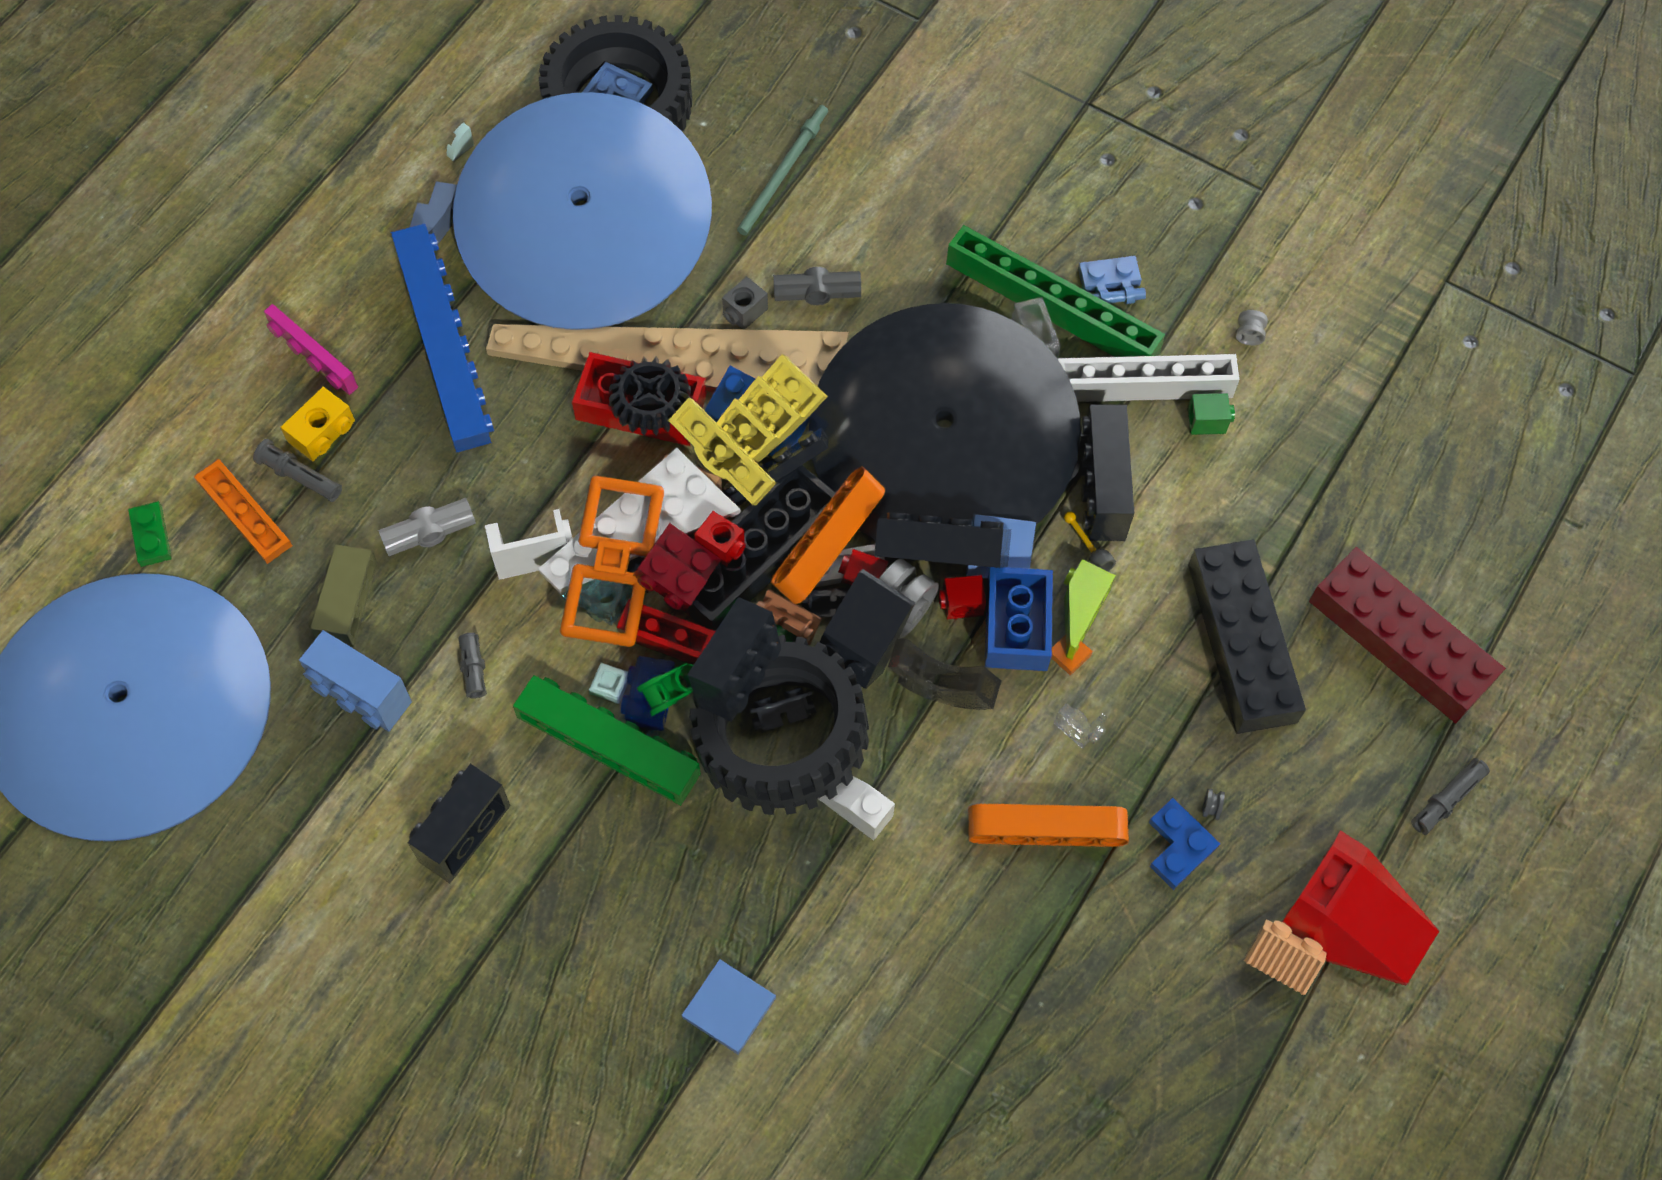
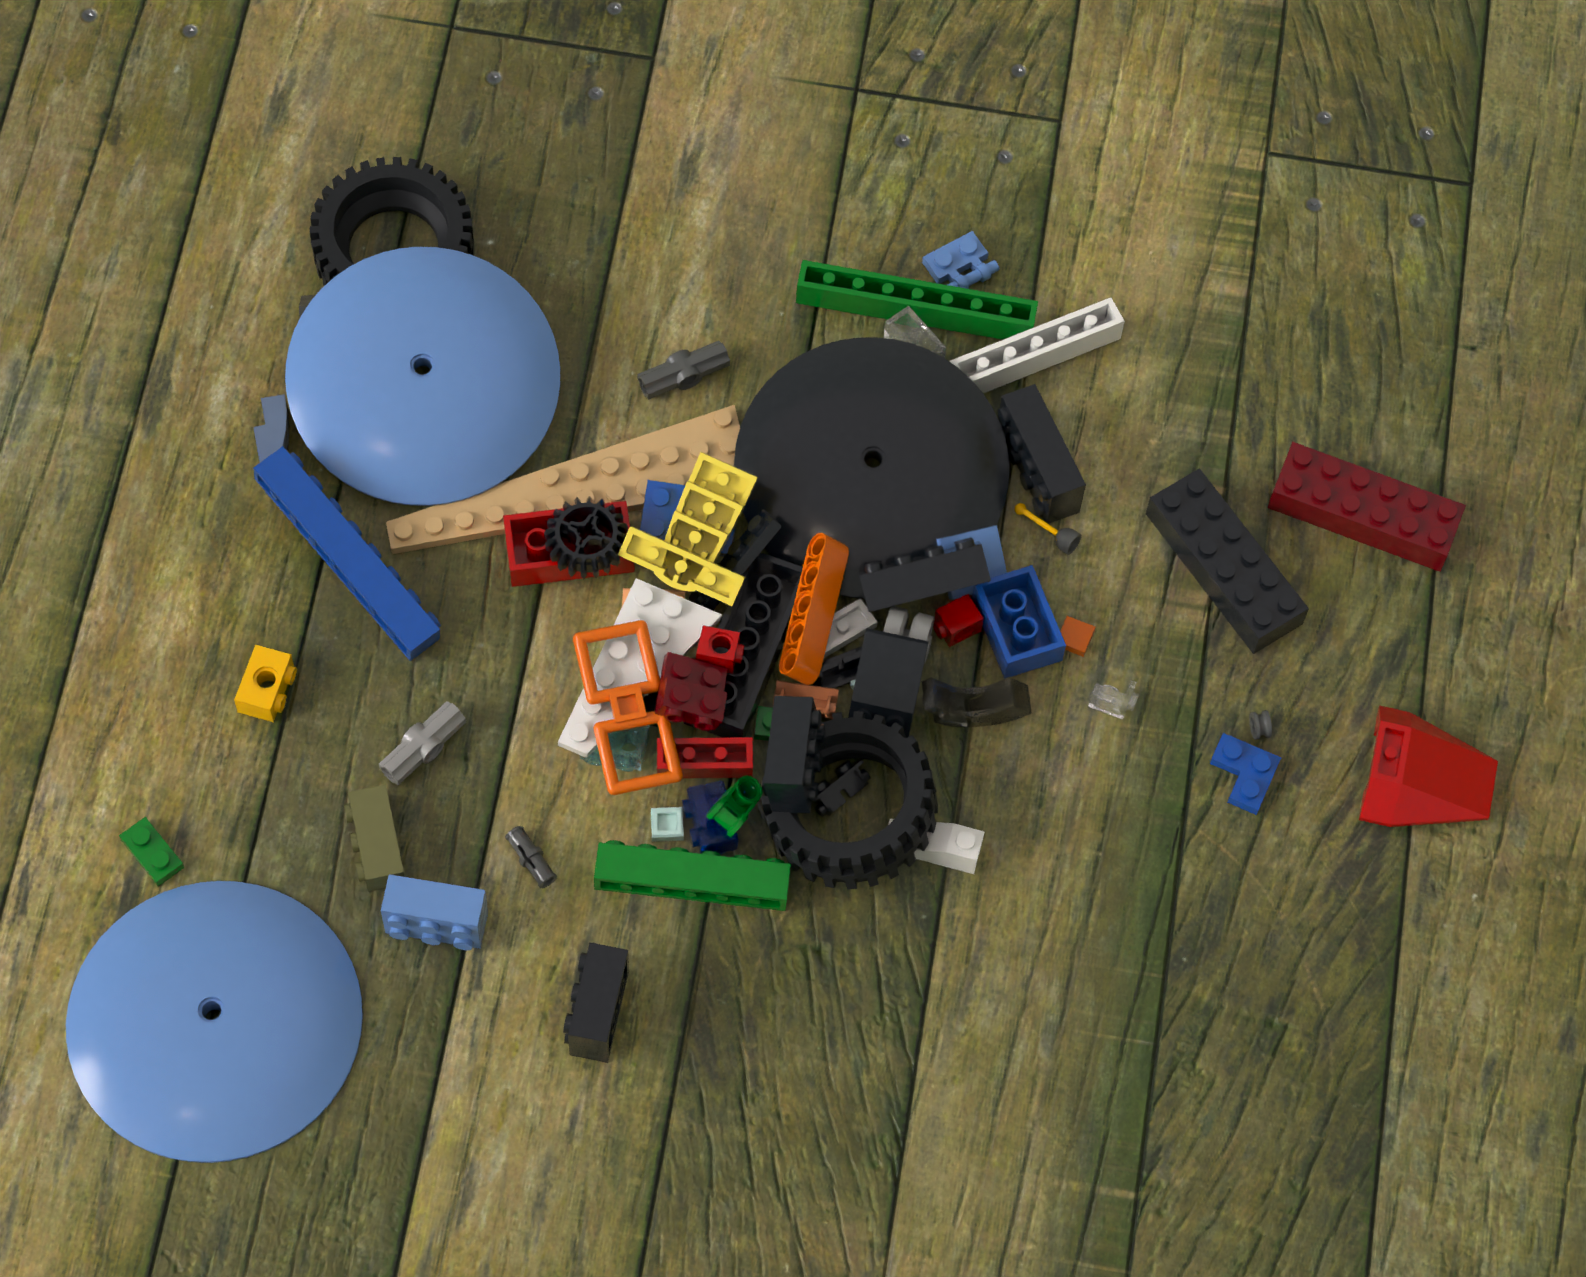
camera: 25 degrees left, 0 degrees up
(243, 511) = (234, 795): orange plate -> none
(286, 465) = (253, 734): dark grey pin -> none
(315, 354) = (225, 615): dark pink plate -> none
(461, 143) = (260, 349): light aqua tile -> none
(527, 554) = (521, 744): white panel -> none
(619, 83) = (387, 231): medium blue plate -> none
(728, 1006) = (914, 1069): medium blue tile -> none
(744, 293) = (626, 402): dark grey brick -> none
(808, 131) = (600, 213): sand green bar -> none
(856, 562) = (852, 627): red brick -> none
(1048, 825) = (1124, 799): orange beam -> none
(1083, 600) = (1068, 583): lime slope -> none
(1210, 413) = (1107, 362): green brick -> none
(1251, 327) = (1111, 264): light grey wheel -> none
(1286, 956) = (1378, 833): light nougat brick -> none
(1441, 805) = (1457, 648): dark grey pin -> none

